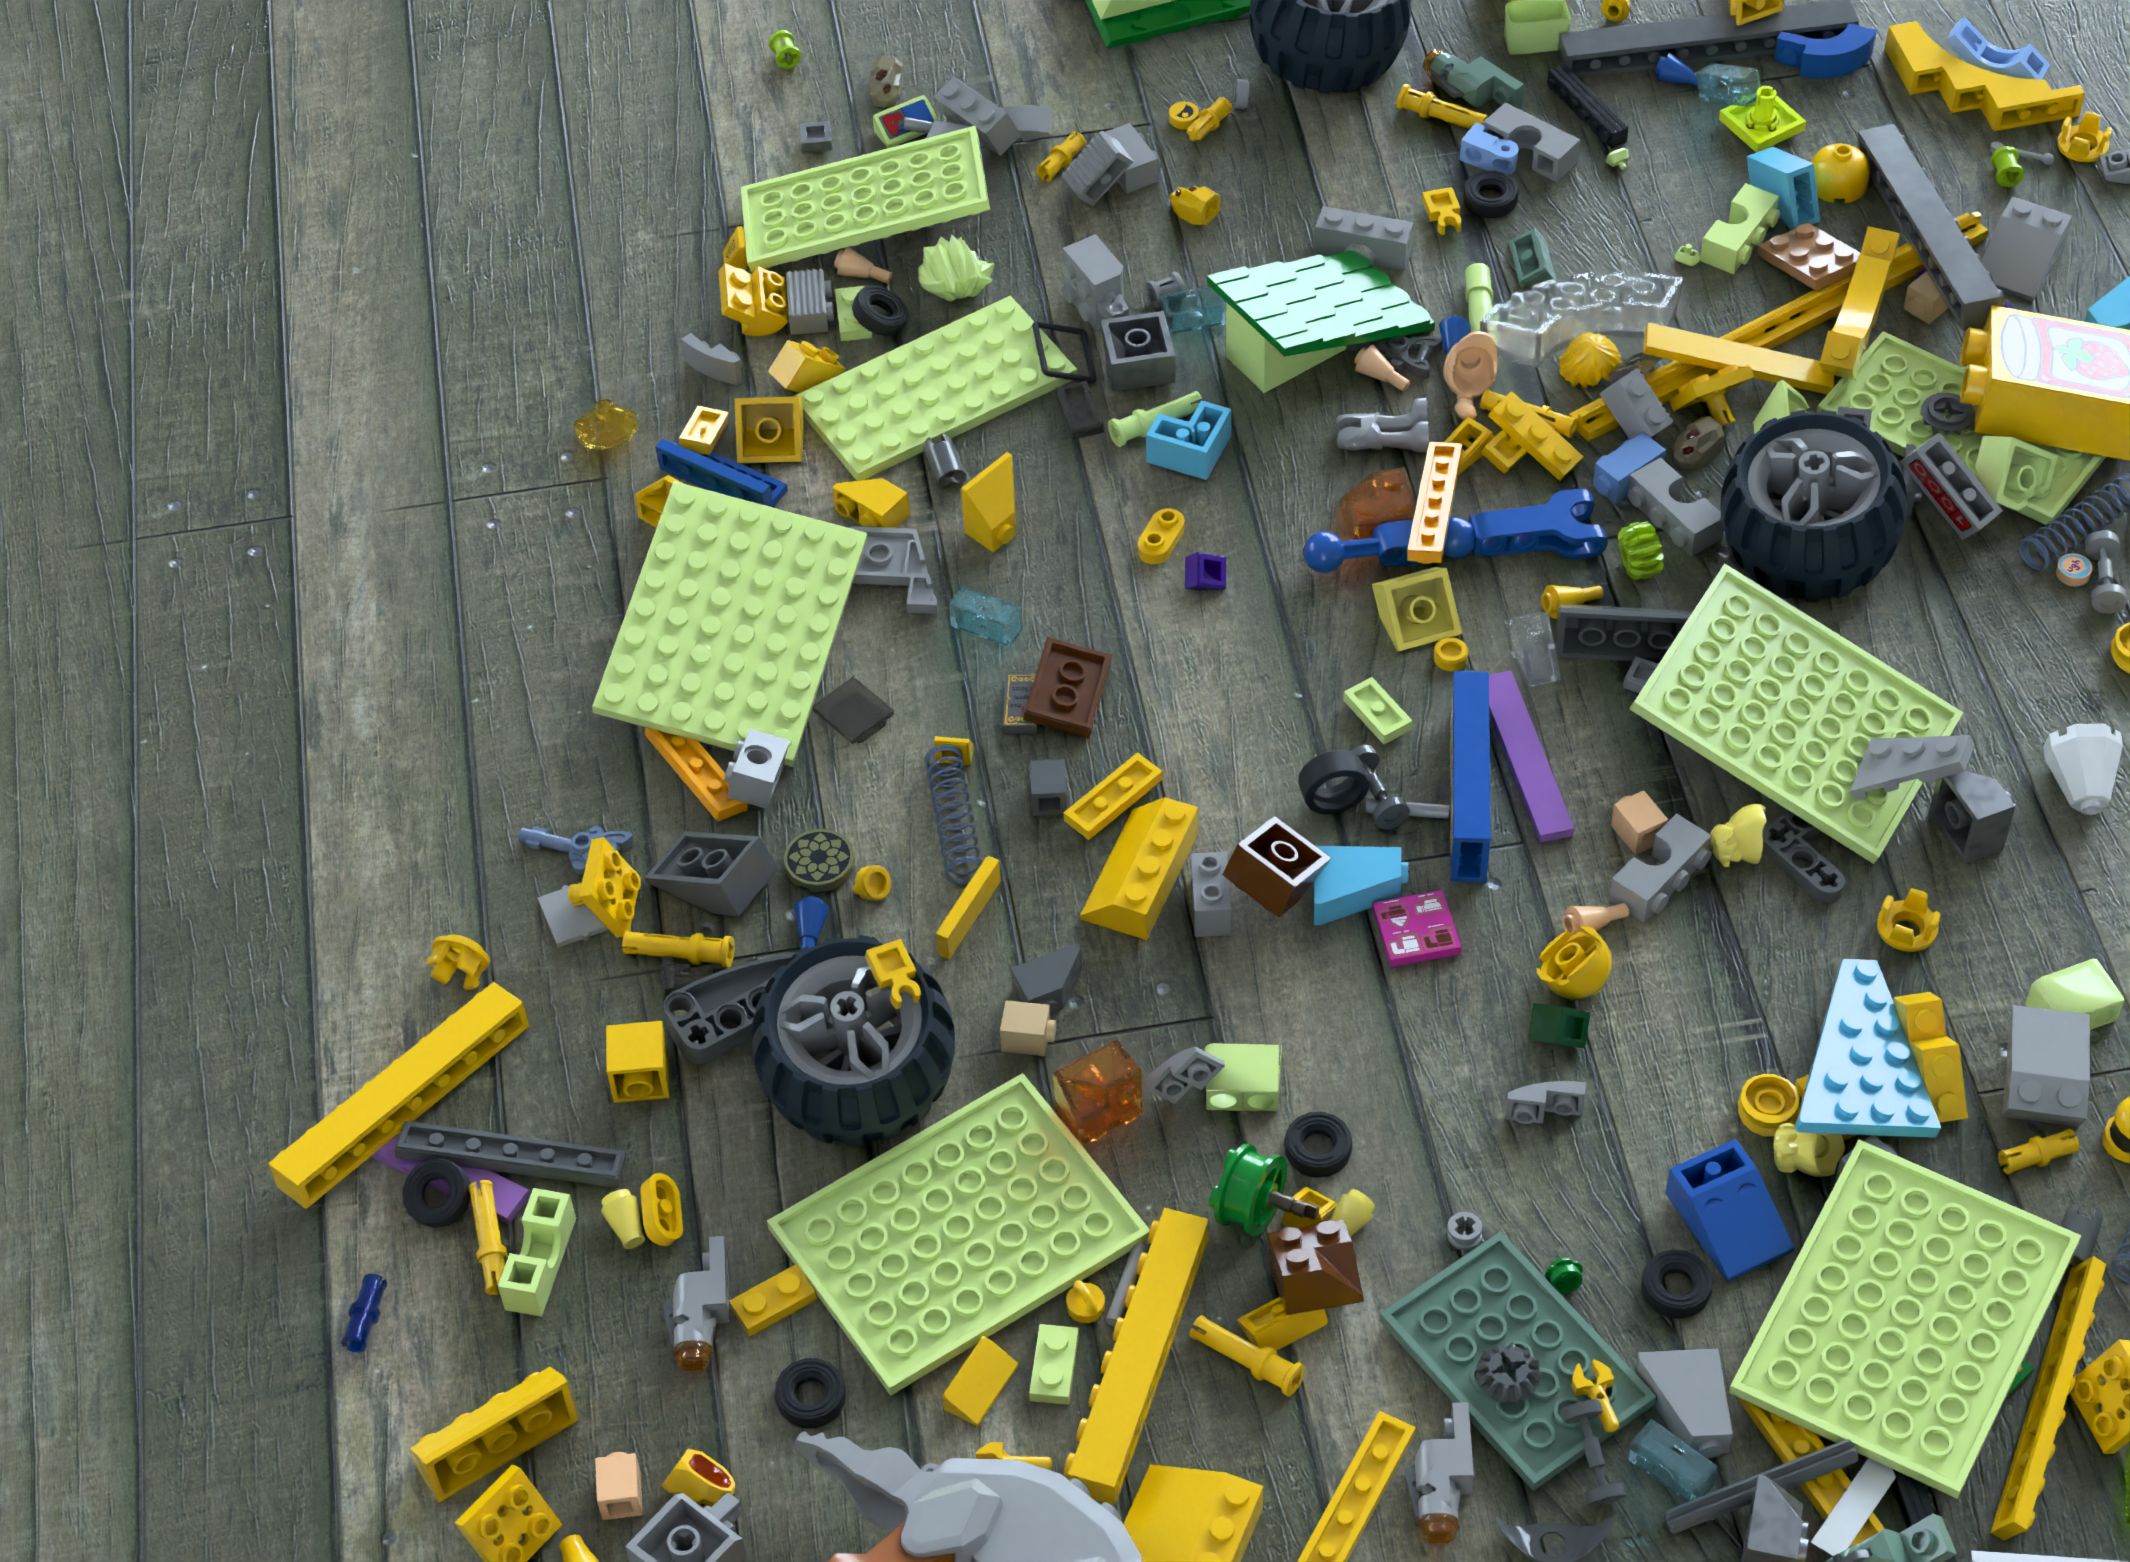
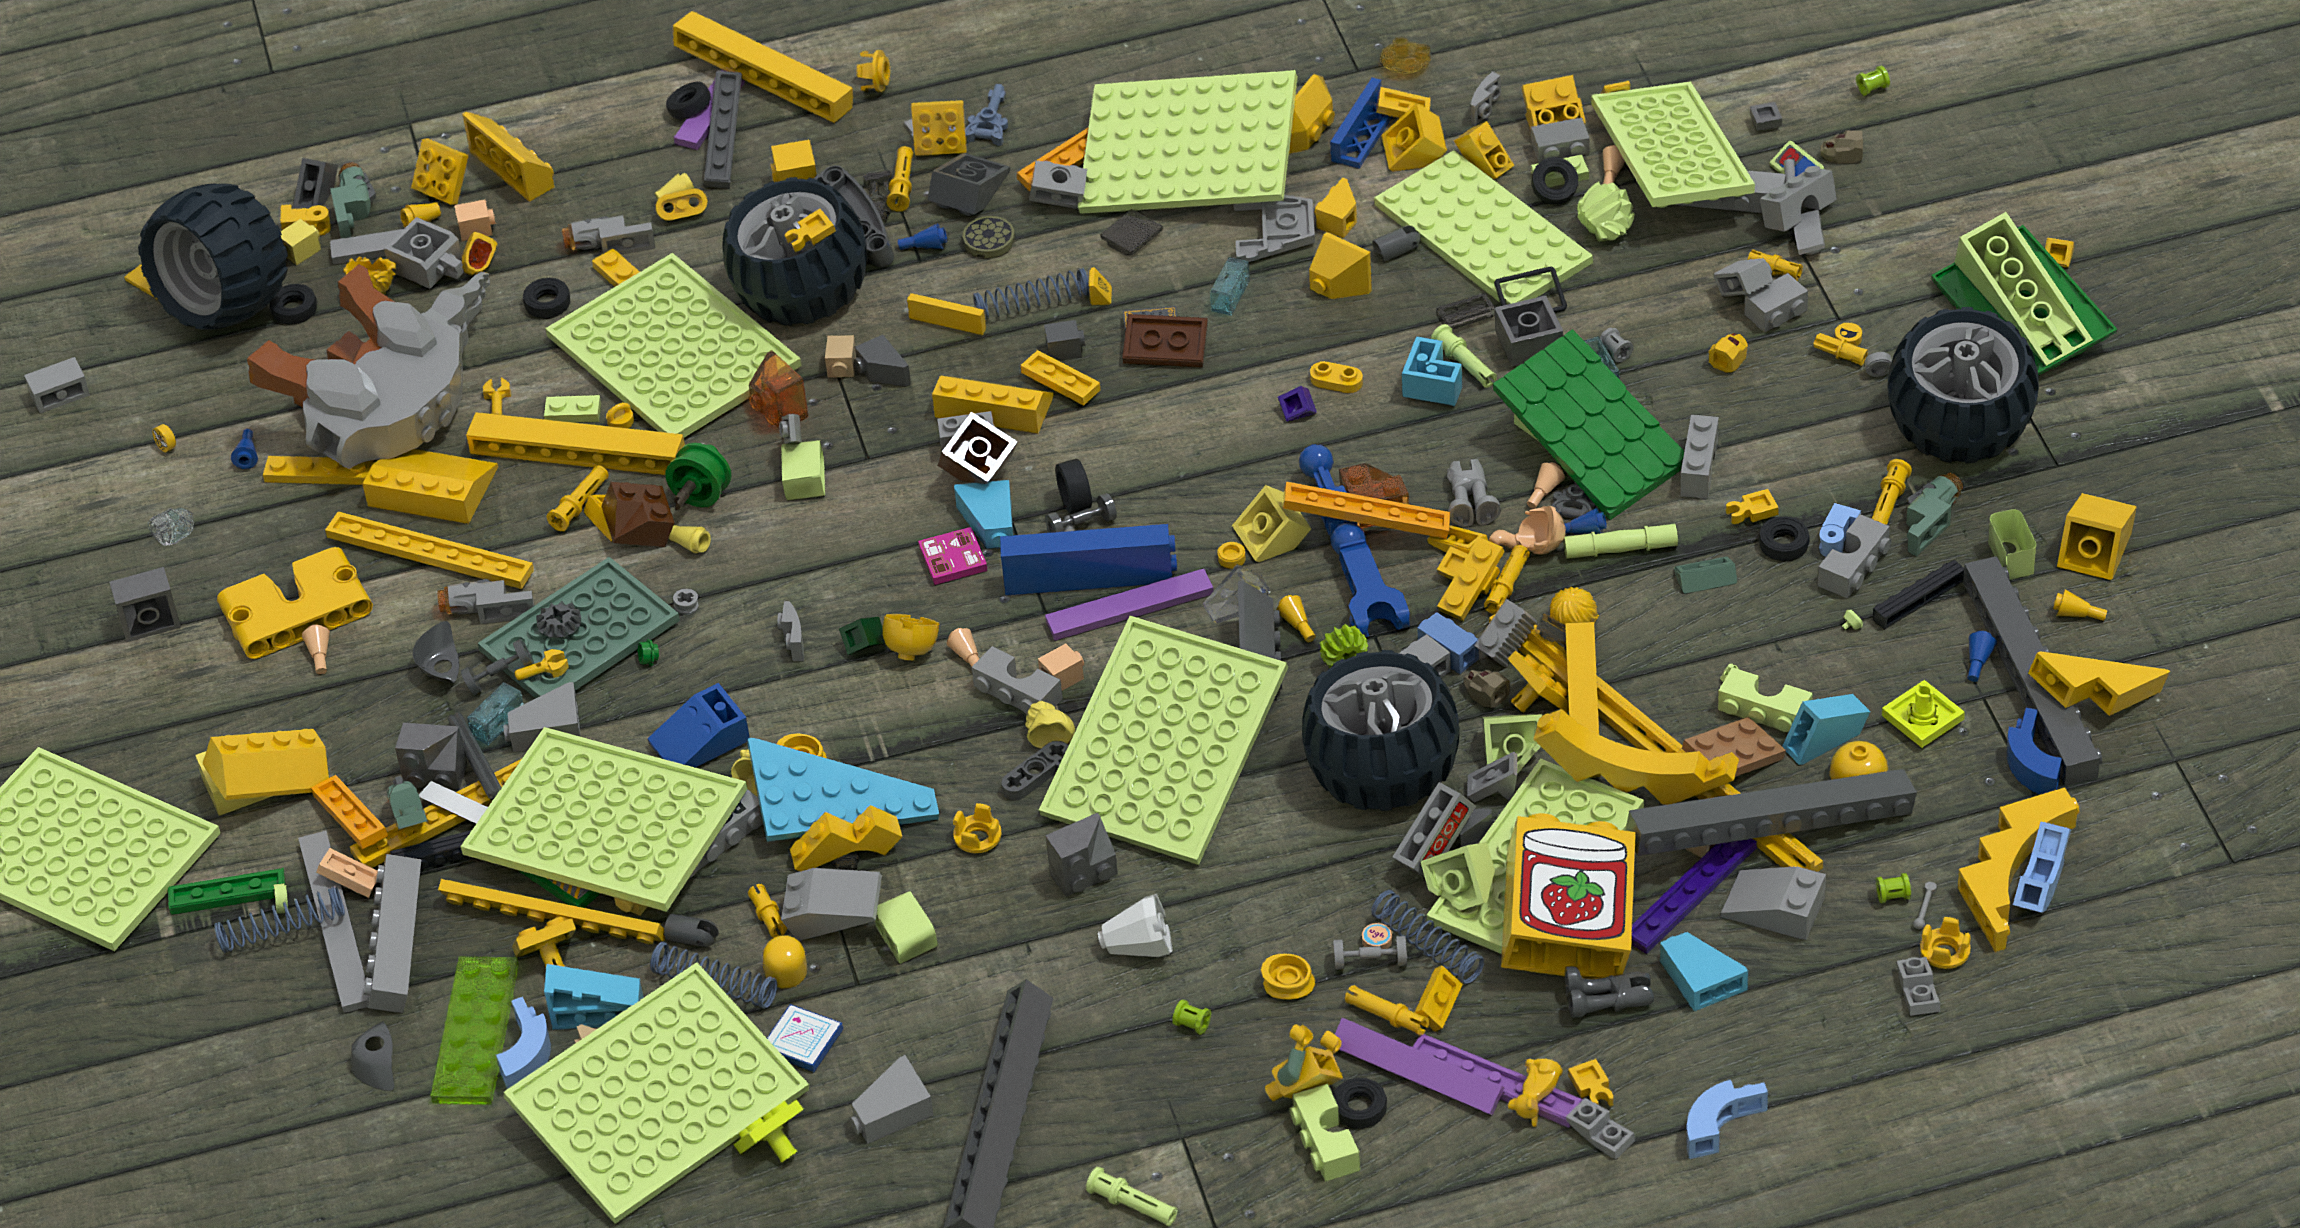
camera: 85 degrees right, 5 degrees down
(364, 1313) = (599, 88): clear blue pin -> none
(491, 1251) = (655, 130): yellow pin -> none
(530, 1276) = (621, 153): yellowish green arch -> none
(872, 883) = (965, 263): yellow tile -> none
(979, 1382) = (556, 373): yellow slope -> none
(1093, 281) = (1599, 294): light grey hinge -> none
(1307, 1195) = (701, 517): yellow slope -> none
(1318, 1165) = (749, 507): black tyre -> none
(1377, 710) = (1163, 511): yellowish green plate -> none
(1555, 314) = (1626, 592): clear brick -> none
(1677, 1305) = (640, 701): black tyre -> none
(1740, 81) = (1954, 675): clear light blue piece -> none
(1910, 758) = (1109, 798): light grey wing -> none

